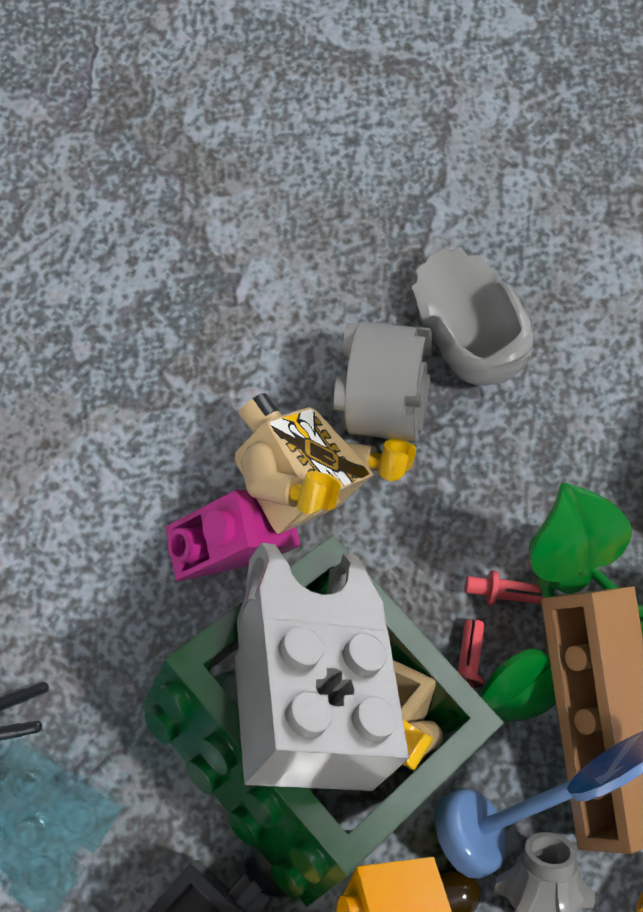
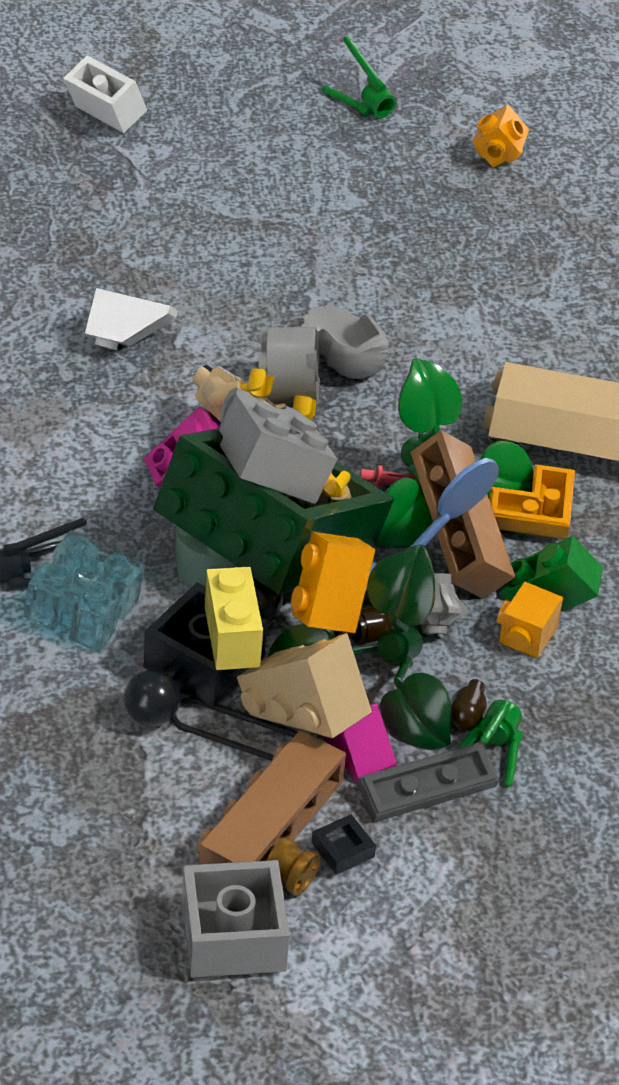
camera: 15 degrees left, 30 degrees down
(165, 261) = (125, 319): none -> white slope

